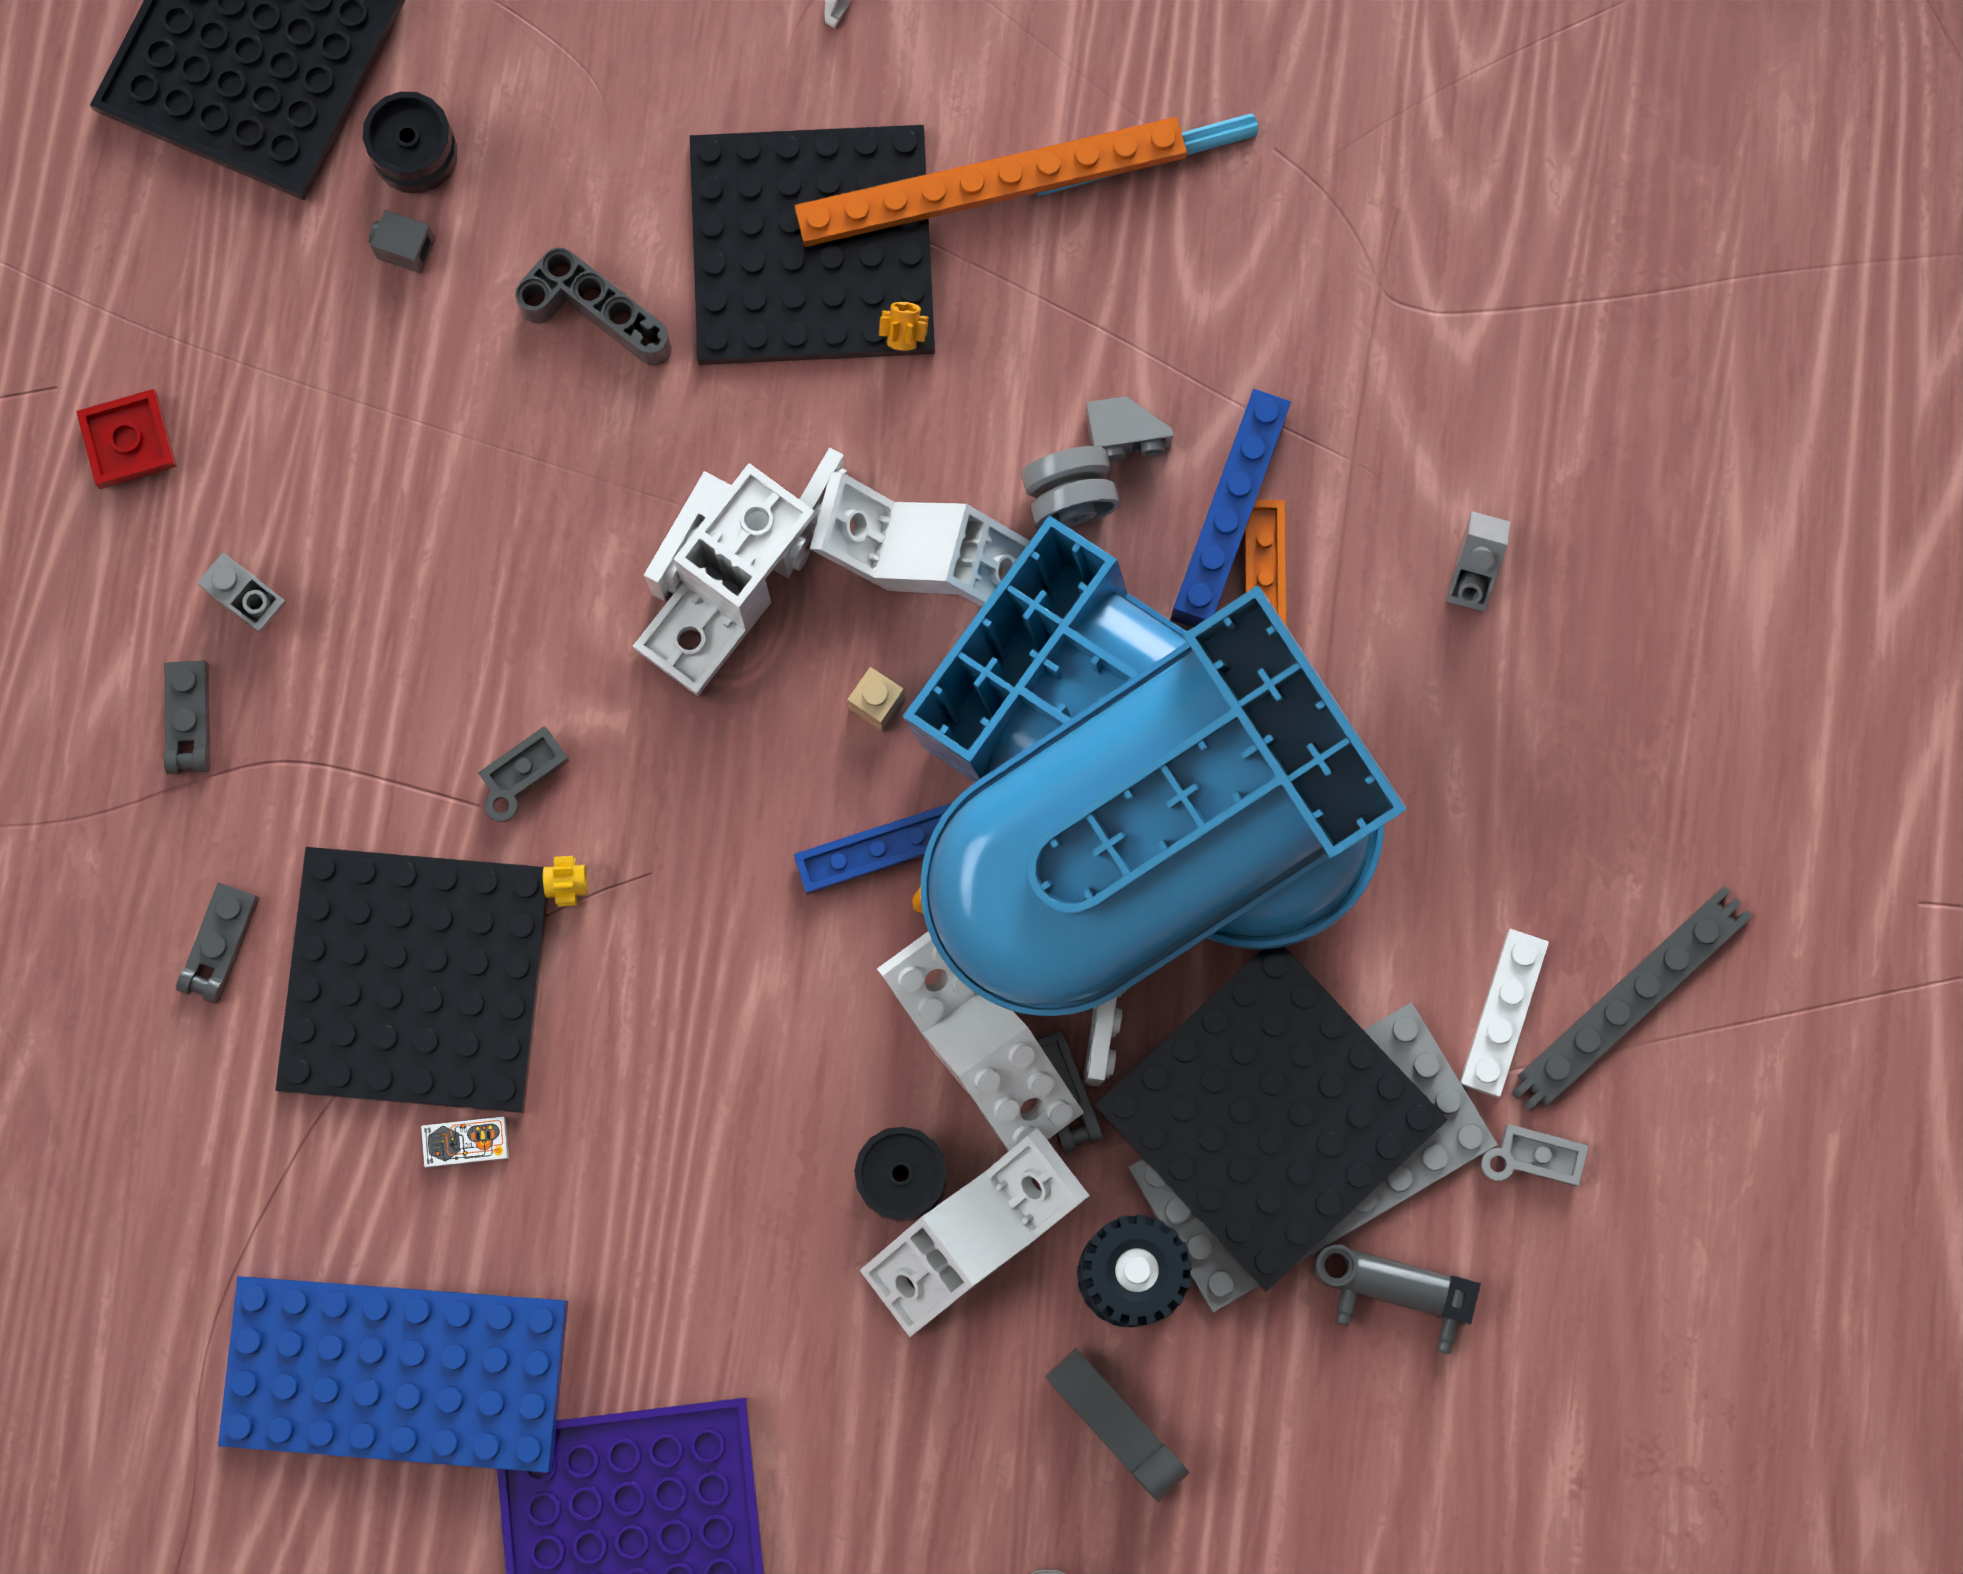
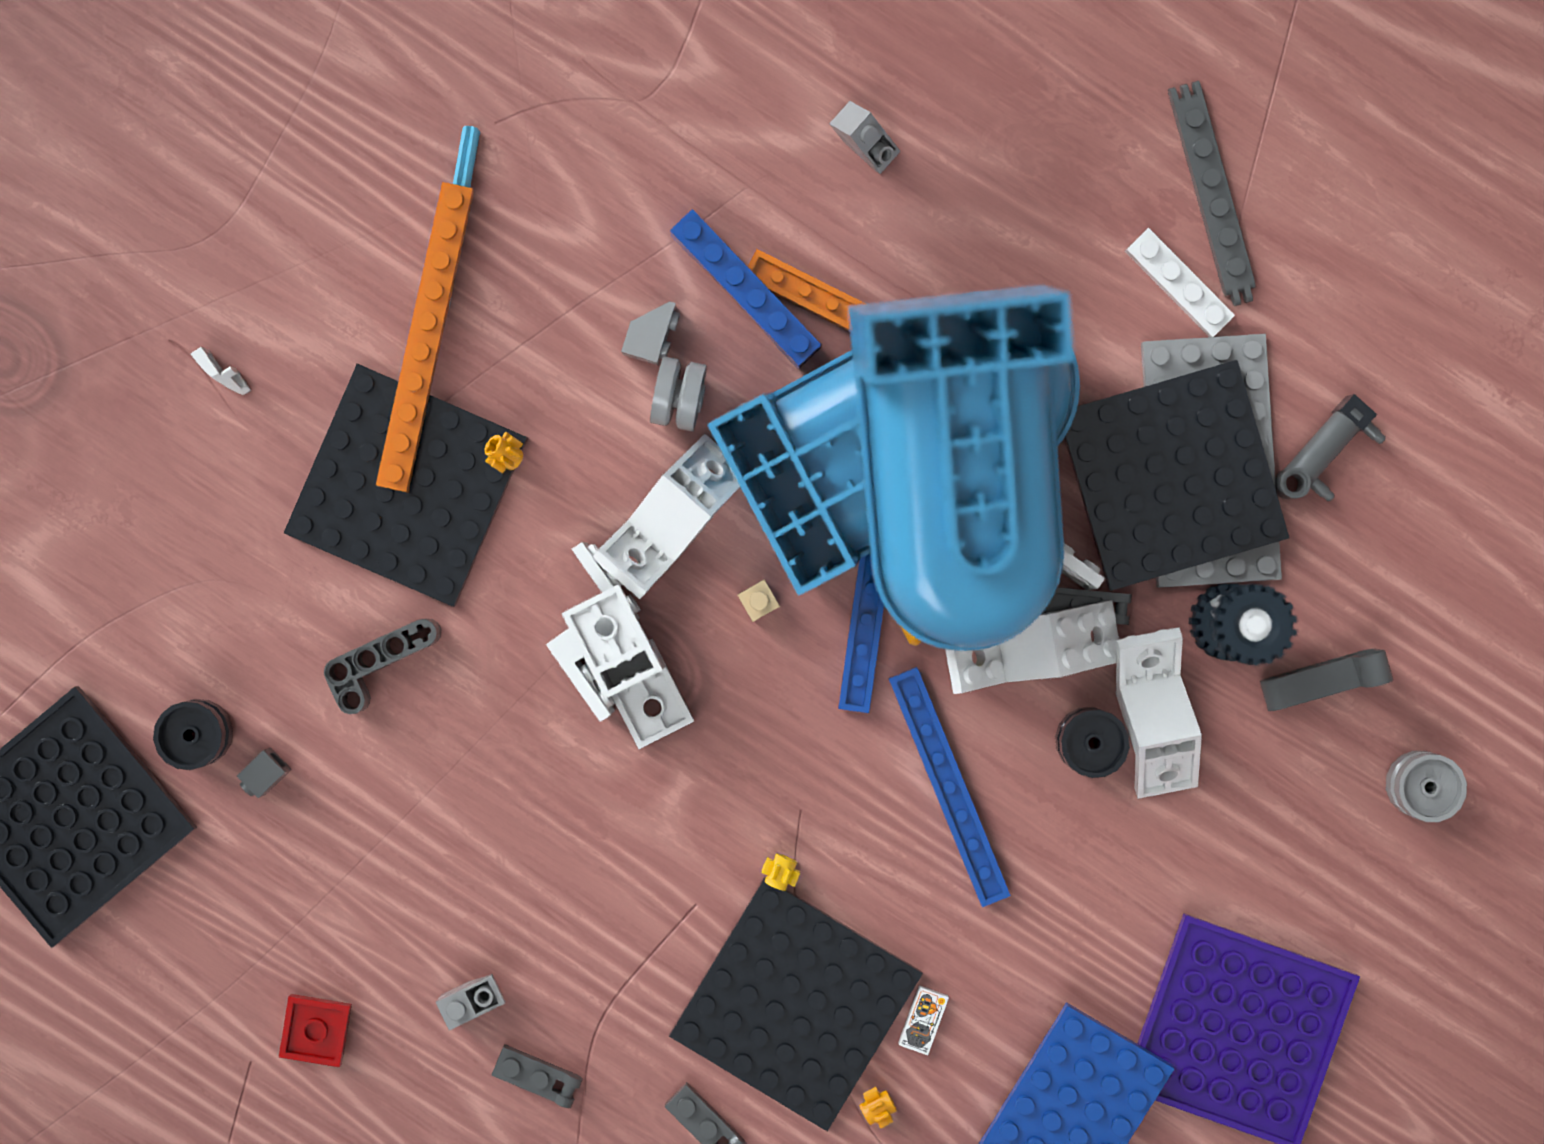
camera: 65 degrees left, 10 degrees up
(332, 1136) = (878, 1107): none -> light orange gear
(520, 771) = (688, 866): dark grey hinge -> none
(762, 1033) = (949, 787): none -> blue plate
(1537, 1155) = (1286, 311): light grey hinge -> none

